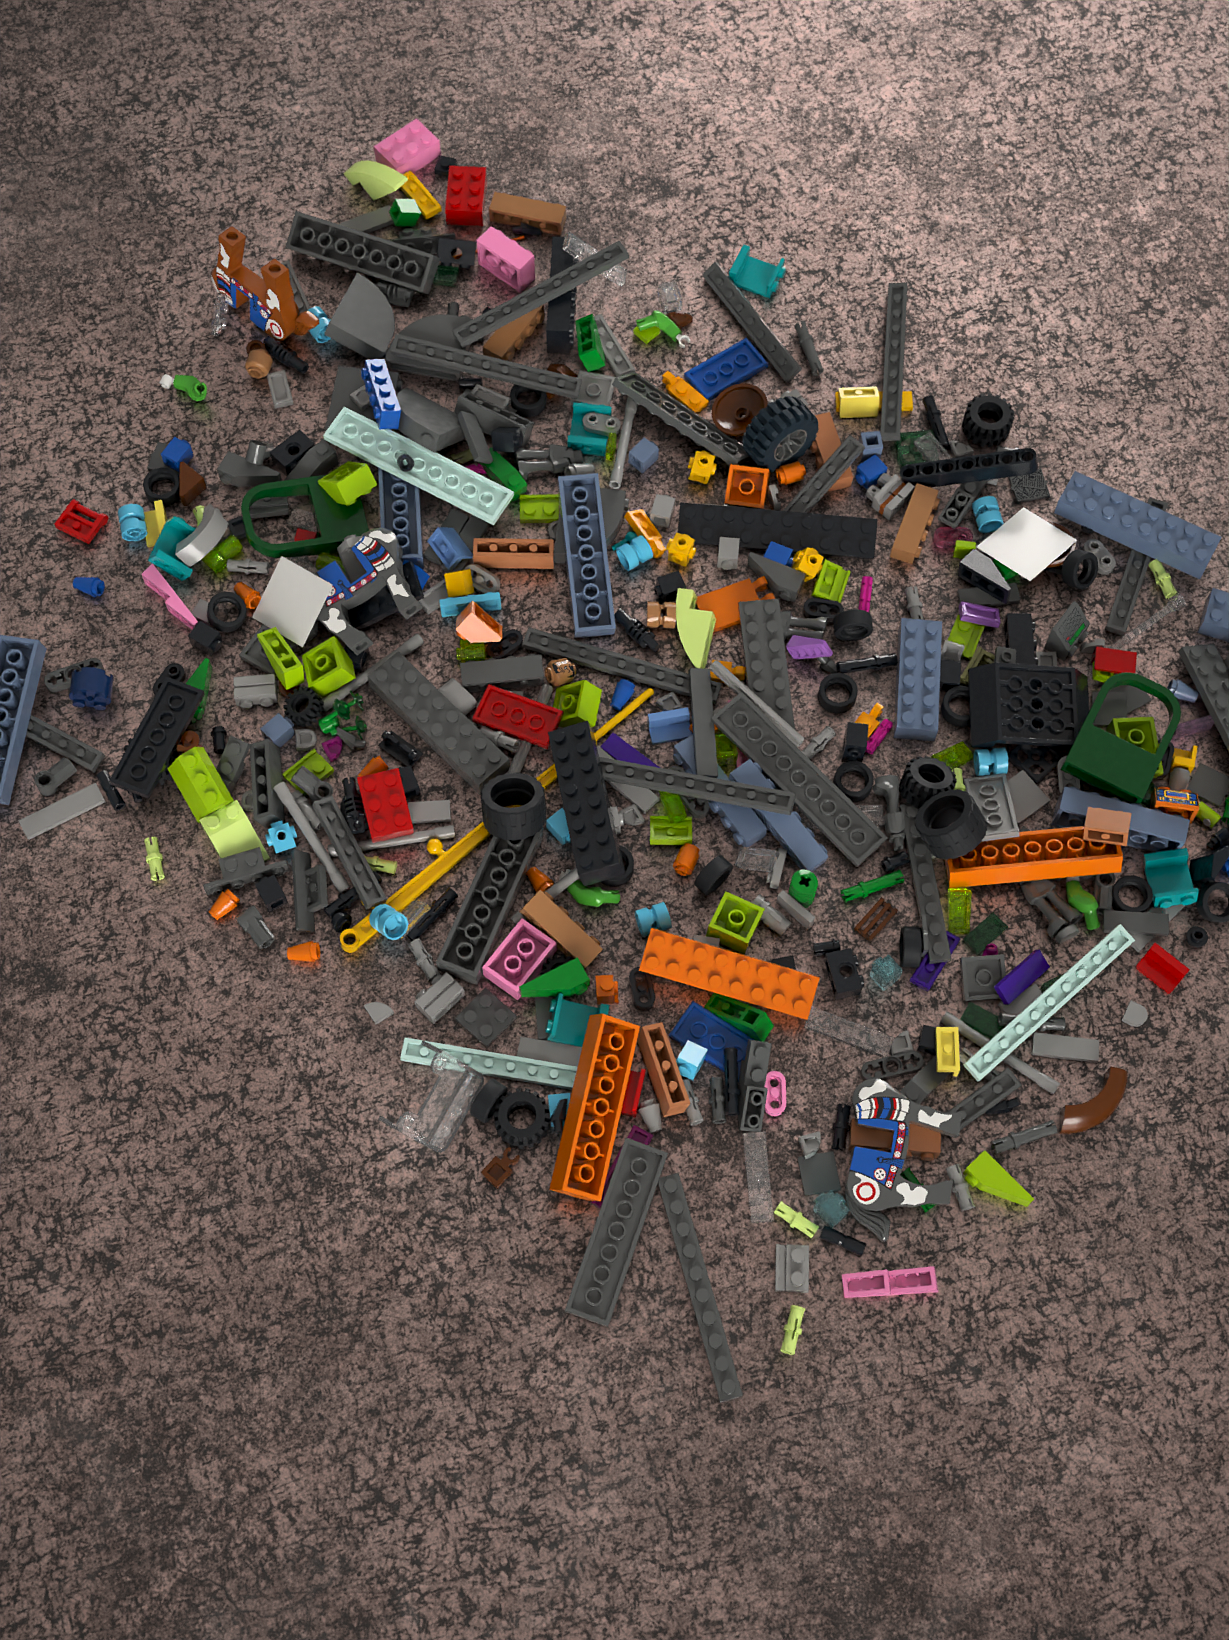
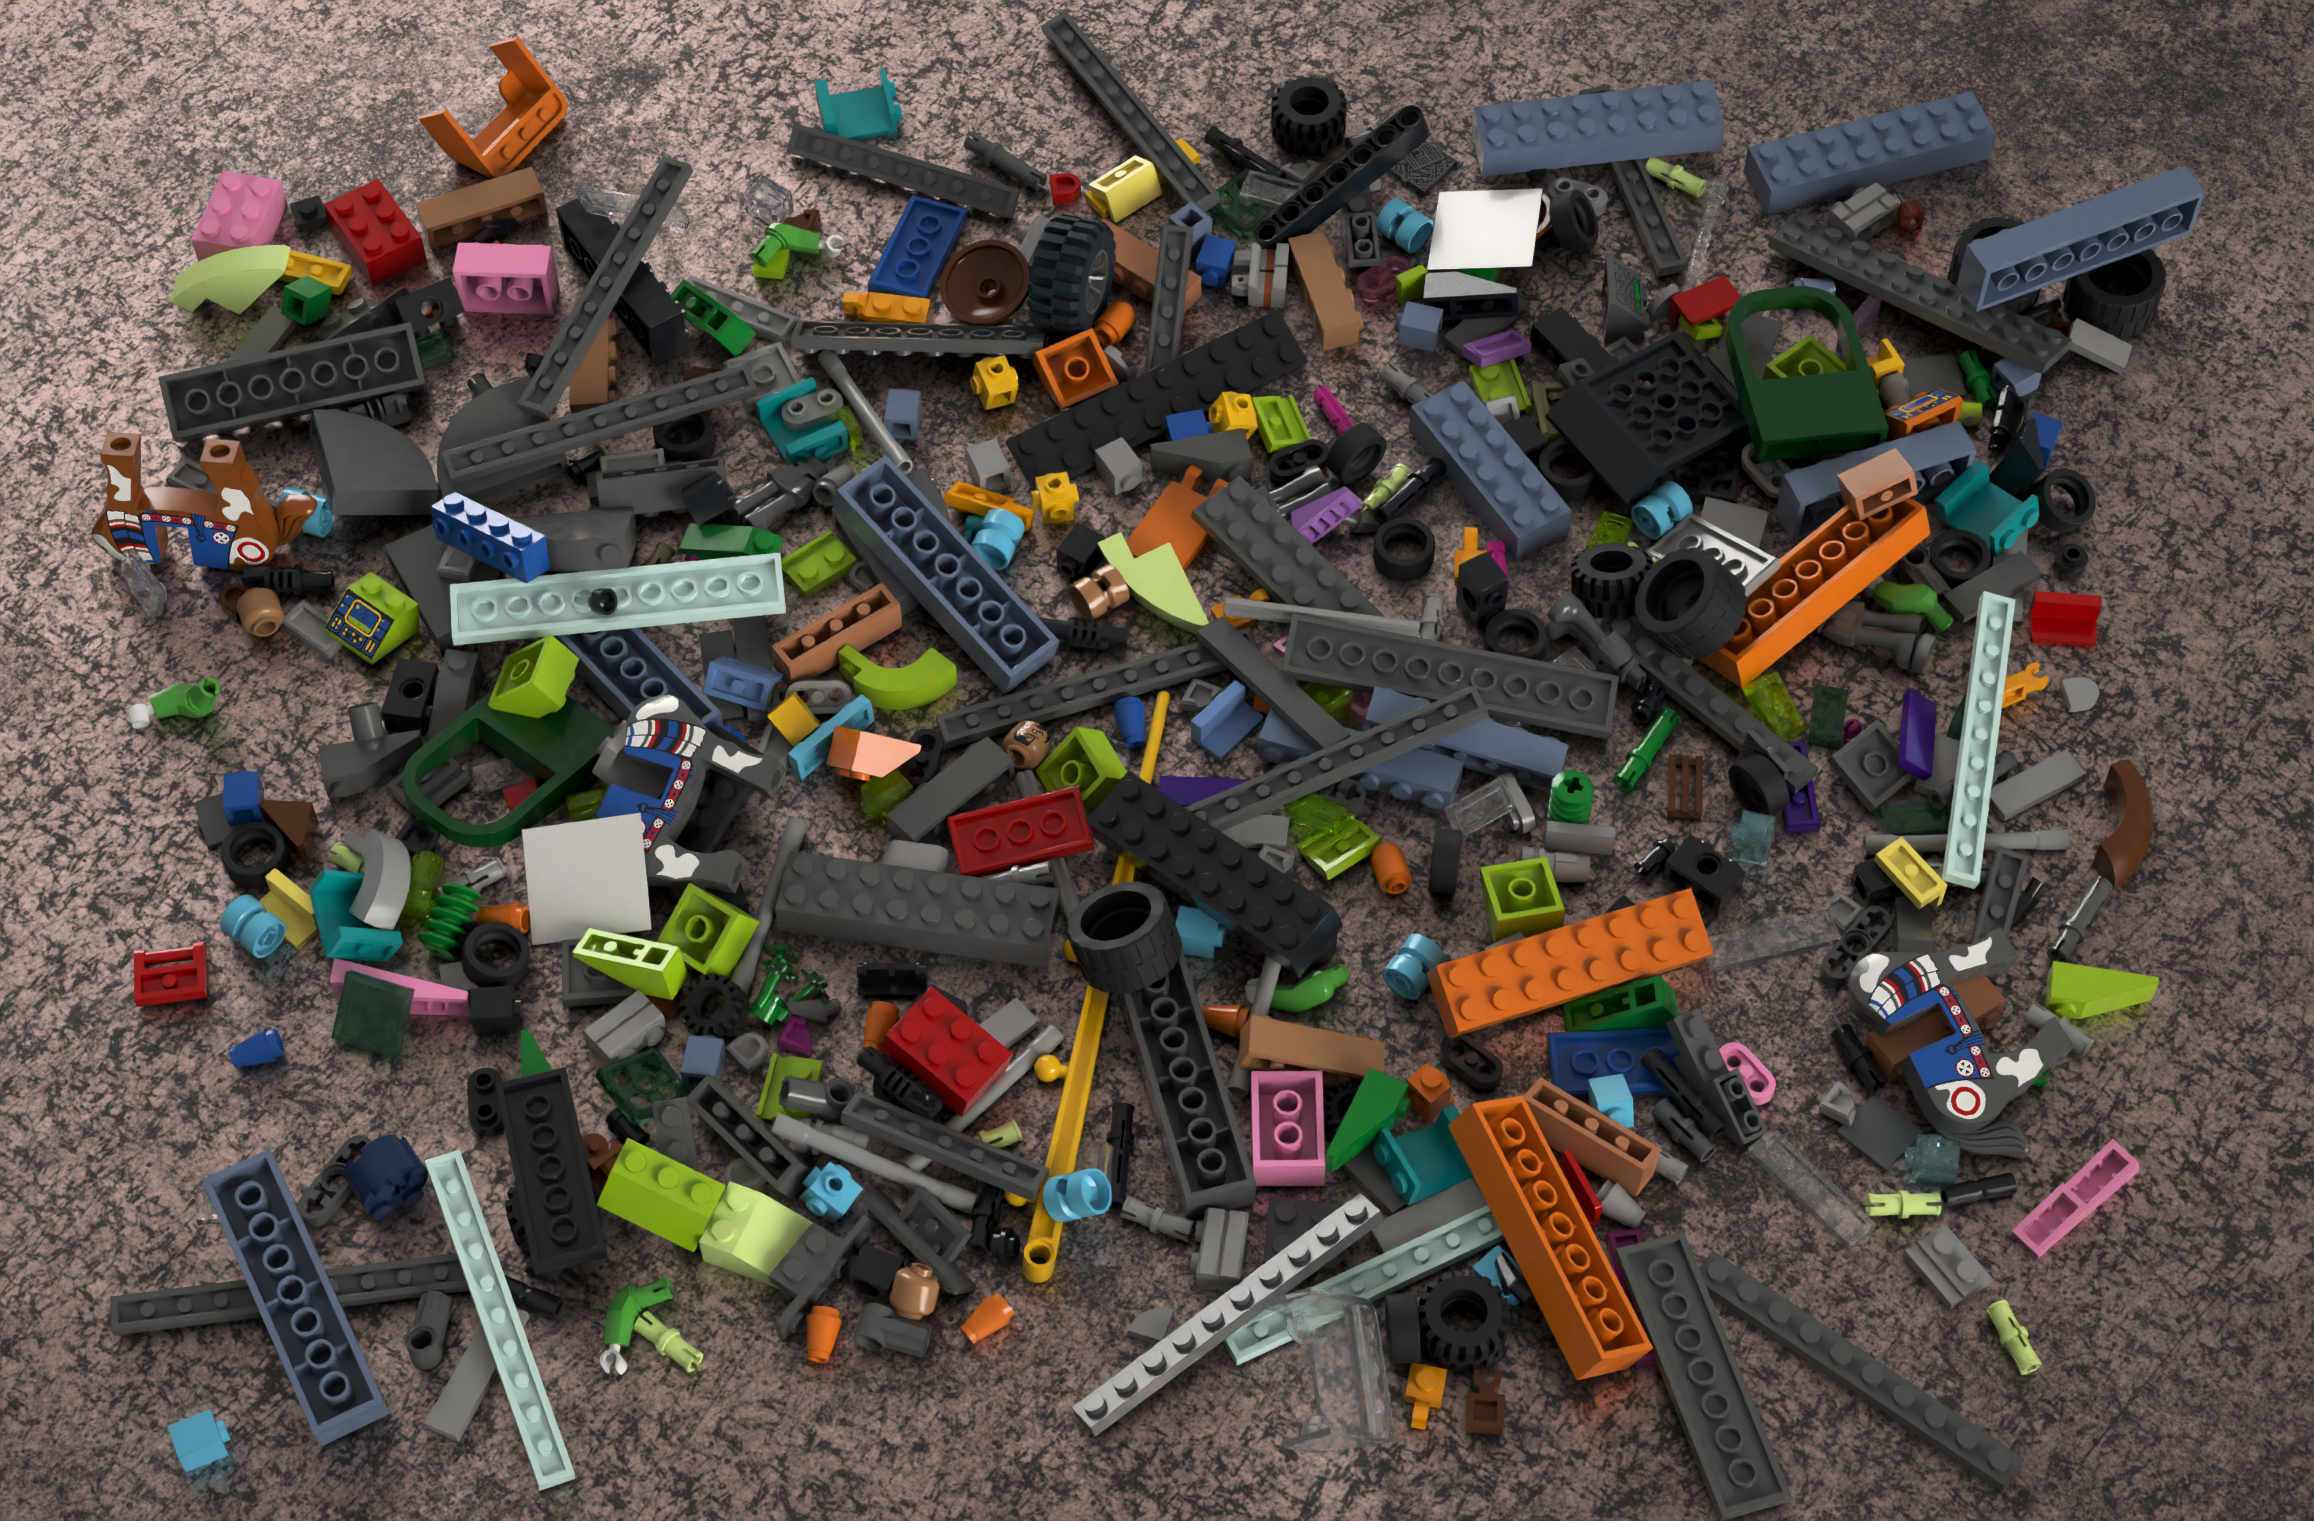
camera: 35 degrees left, 10 degrees down
(85, 794) = (500, 1321): none -> light aqua plate
(146, 828) = (622, 1315): none -> bright green arm
(149, 603) = (372, 1013): none -> clear green tile
(218, 579) = (448, 919): none -> green piece
(258, 712) = (633, 1066): none -> clear green piece
(279, 915) = (914, 1291): none -> medium nougat head
(305, 400) = (373, 618): none -> slope
(414, 1032) = (1227, 1314): none -> plate
(474, 437) = (663, 520): dark grey tile -> none
(479, 1138) = (1424, 1390): none -> light orange plate
(529, 603) = (899, 687): none -> lime arch
(578, 181) = (531, 113): none -> orange windscreen
(828, 382) = (1064, 188): none -> red tile
(854, 653) = (1385, 488): none -> yellowish green pin
(948, 576) = (1419, 326): none -> sand blue brick
(1102, 988) = (2020, 684): none -> light orange plate

